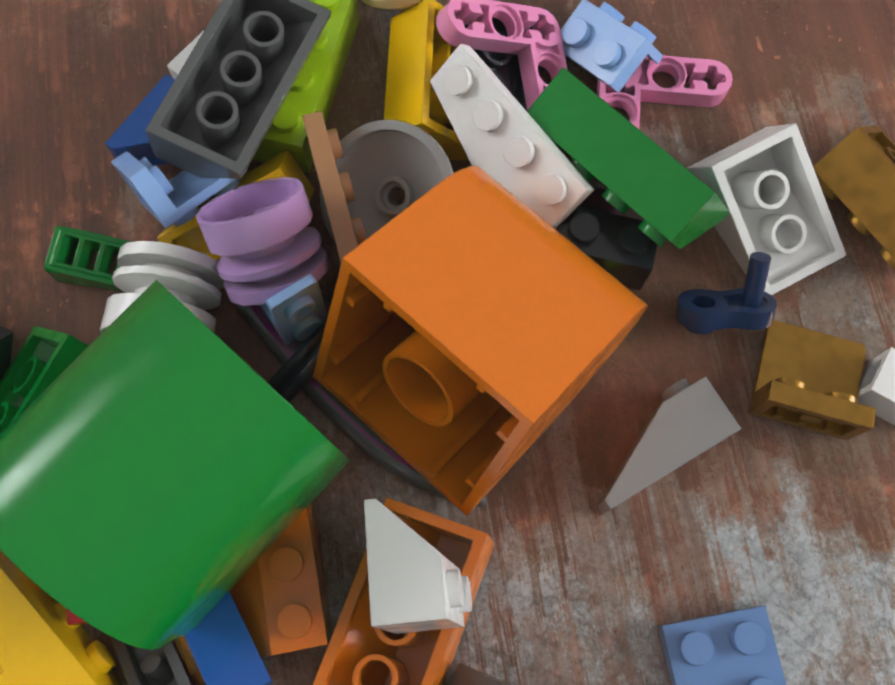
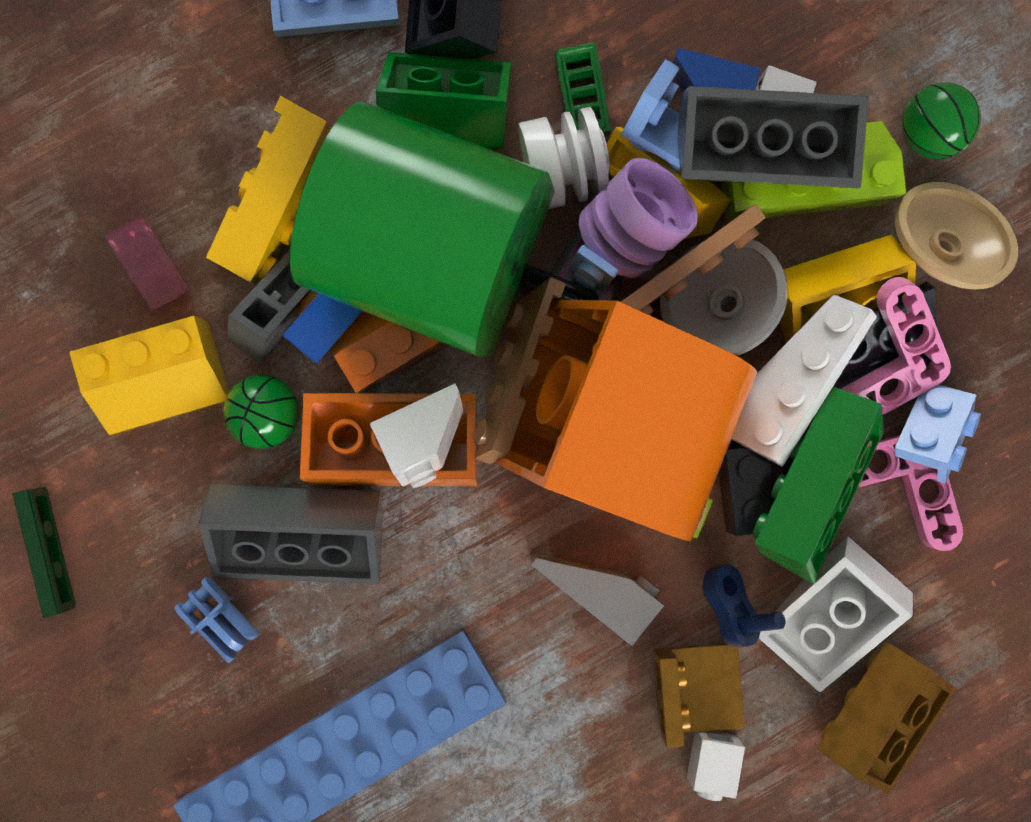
camera: 70 degrees right, 15 degrees up
(378, 440) = (526, 326): none -> medium nougat wing

